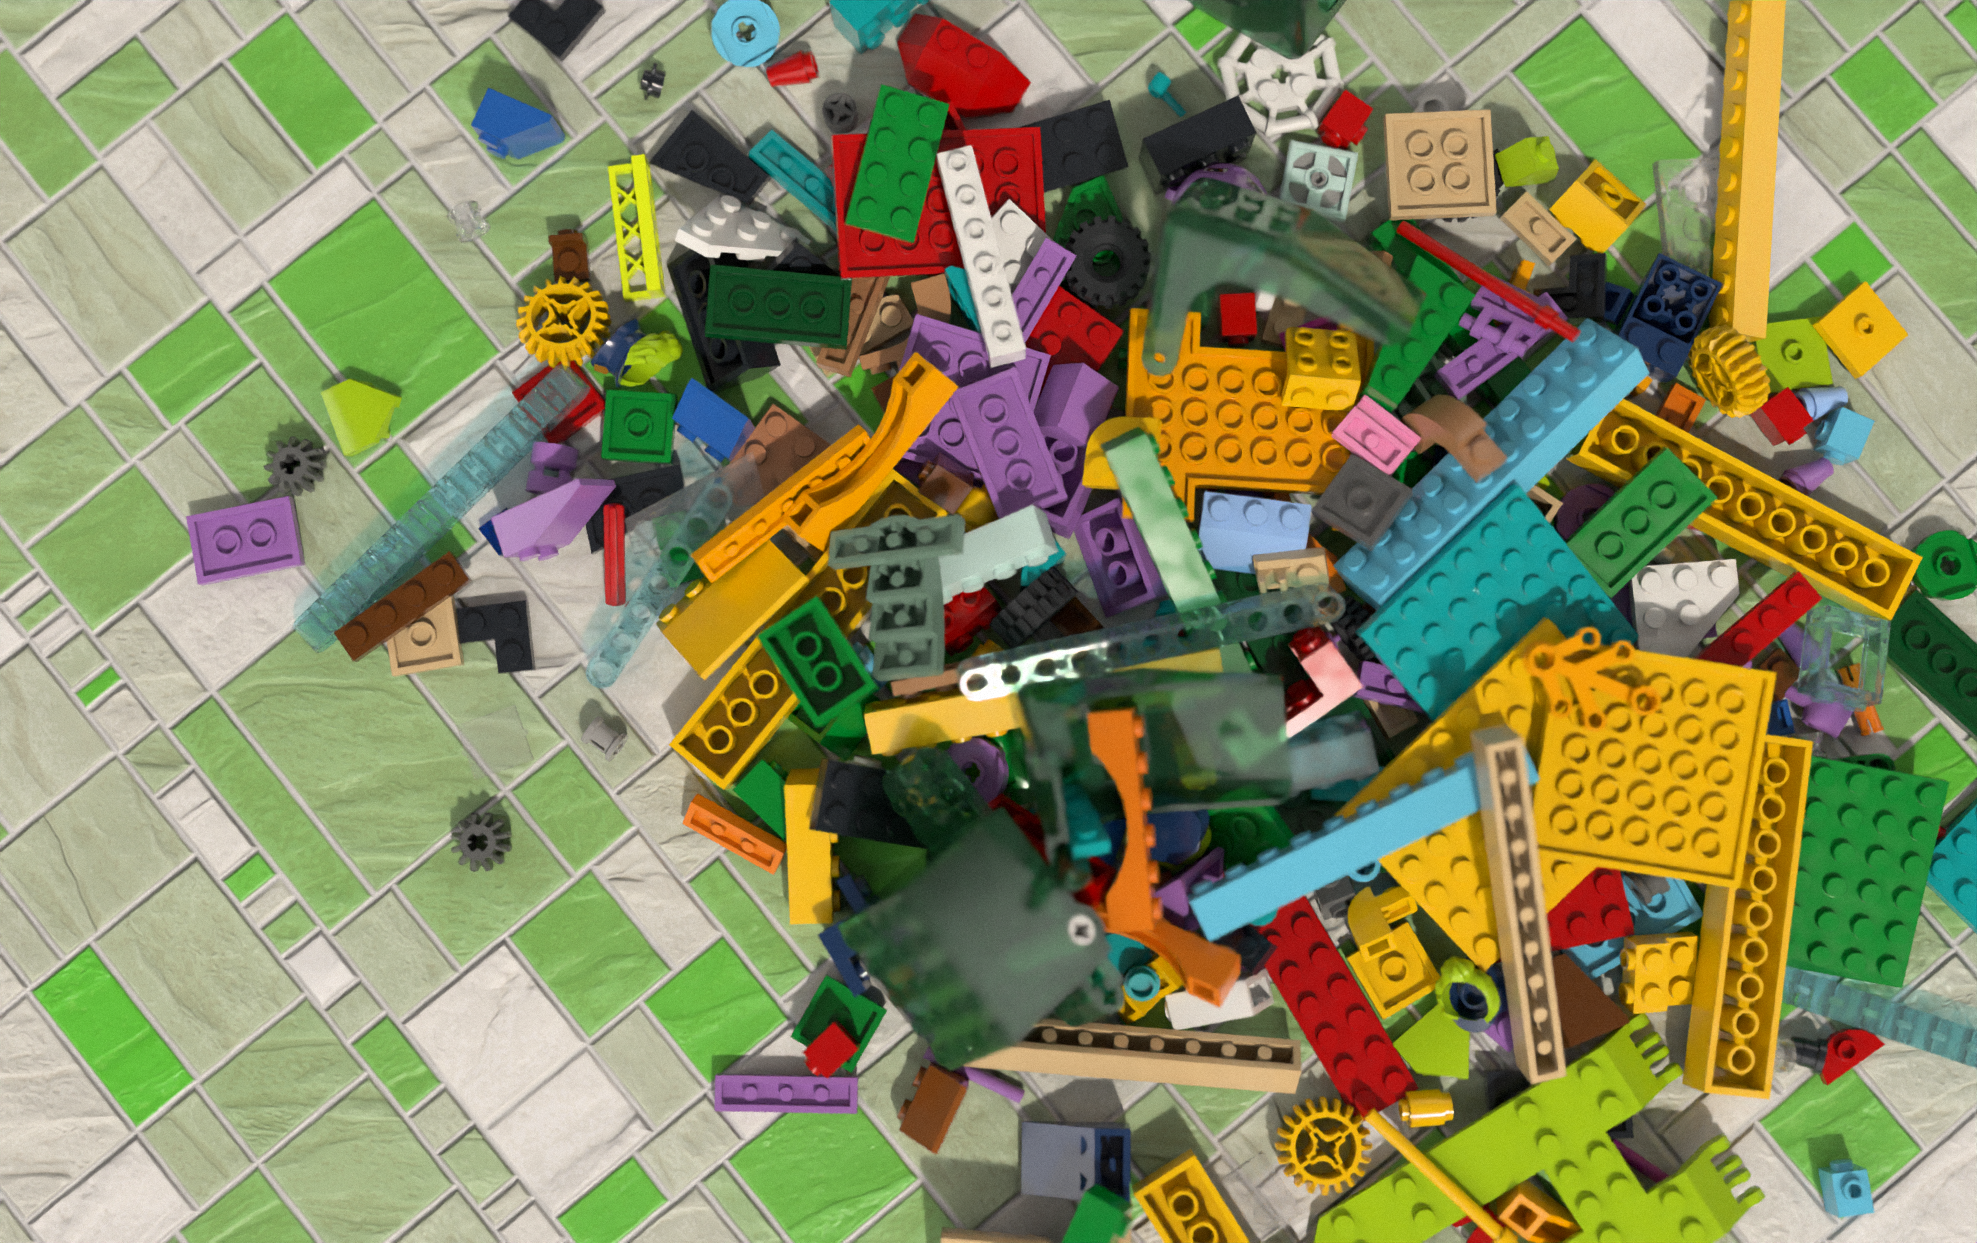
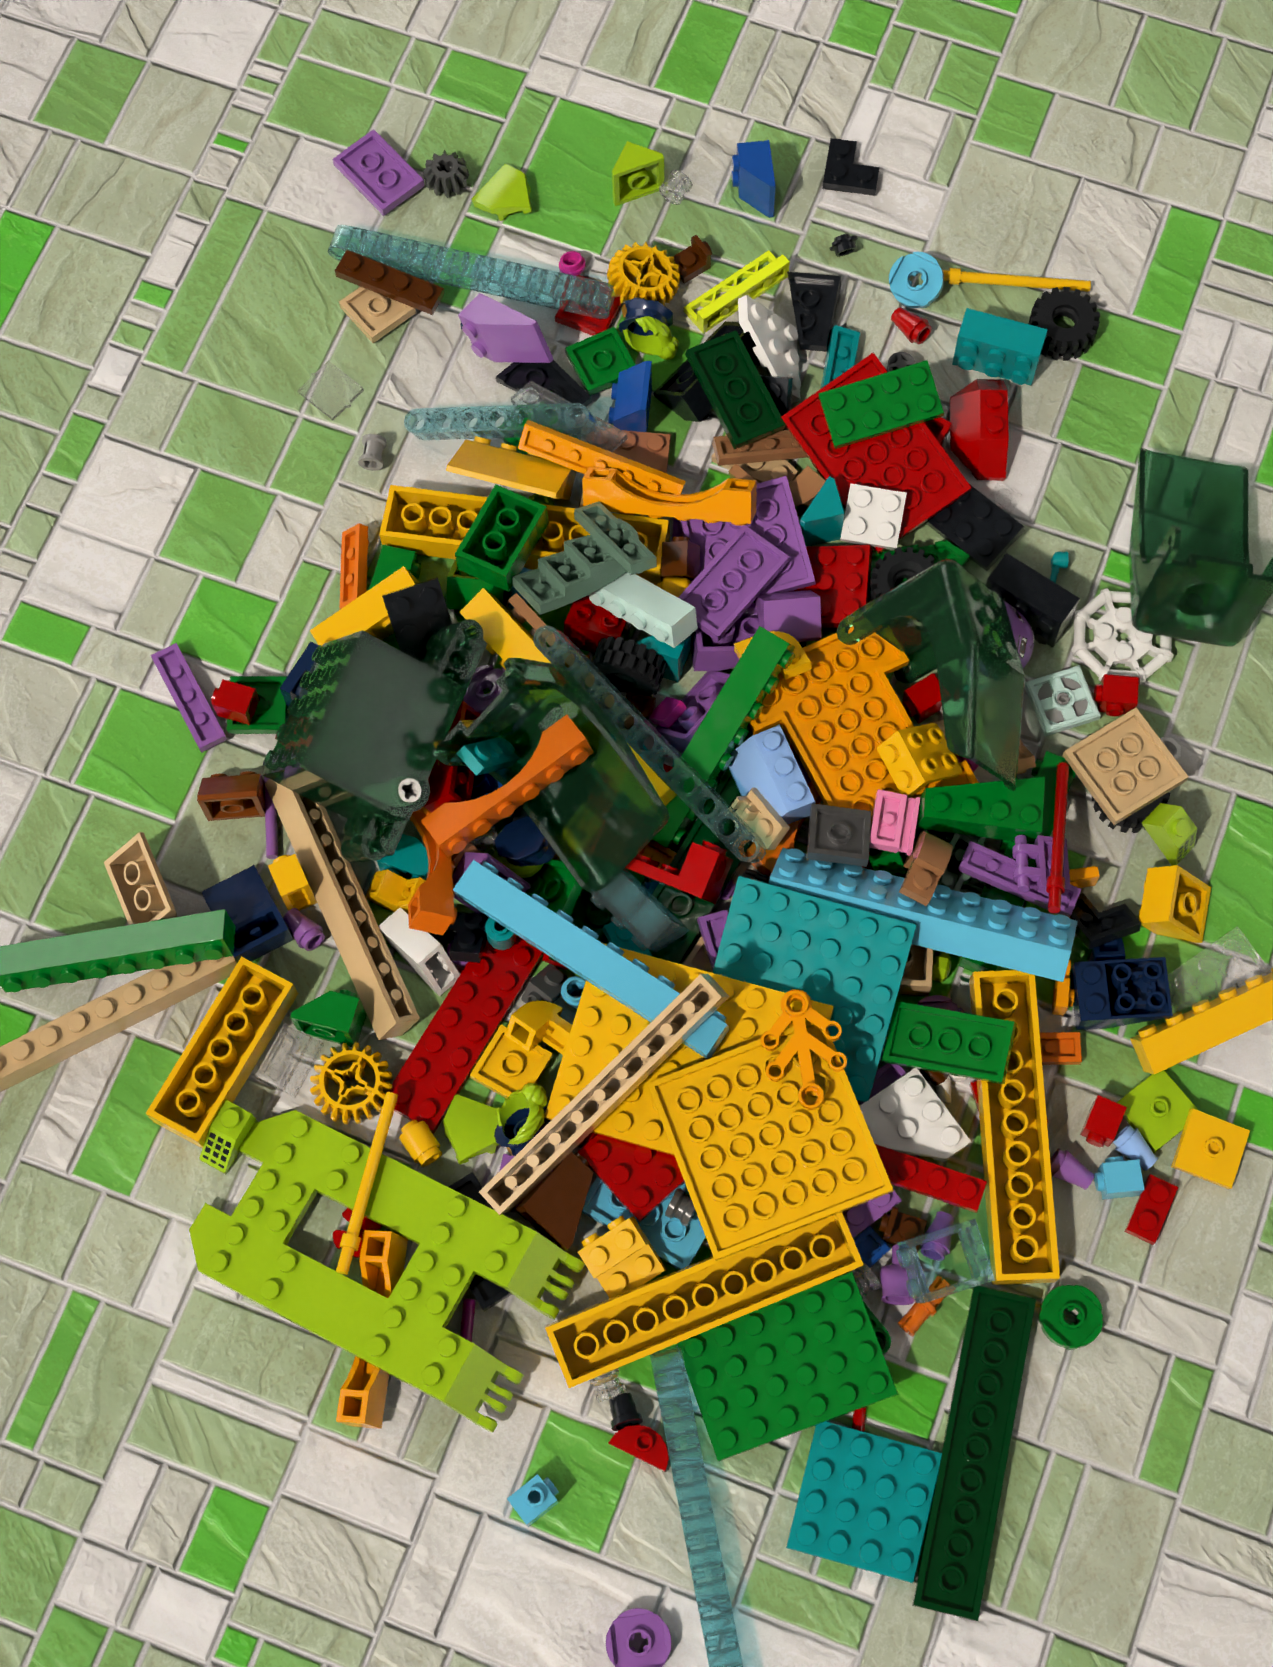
camera: 60 degrees right, 15 degrees down
(430, 254) = (636, 173): none -> lime slope
(468, 841) = (256, 414): dark grey gear -> none
(490, 386) = (572, 263): none -> dark pink plate
(507, 625) = (413, 357): black plate -> none
(553, 458) = (546, 317): medium lavender wheel -> none
(614, 554) = (507, 386): red axle -> none
(981, 256) = (850, 488): white brick -> none
(1040, 284) = (851, 544): medium lavender plate -> none
(1075, 1097) = (292, 882): none -> yellow brick
(1099, 593) = (667, 712): none -> dark pink tile
(1125, 1107) = (305, 931): none -> medium lavender cone
(1142, 983) = (399, 880): teal plate -> none
(1250, 1132) = (332, 1017): none -> green slope
(1537, 228) = (1129, 871): tan plate -> none
(1729, 371) = (1109, 1055): yellow gear -> none
(1890, 430) = (1151, 1209): none -> red plate

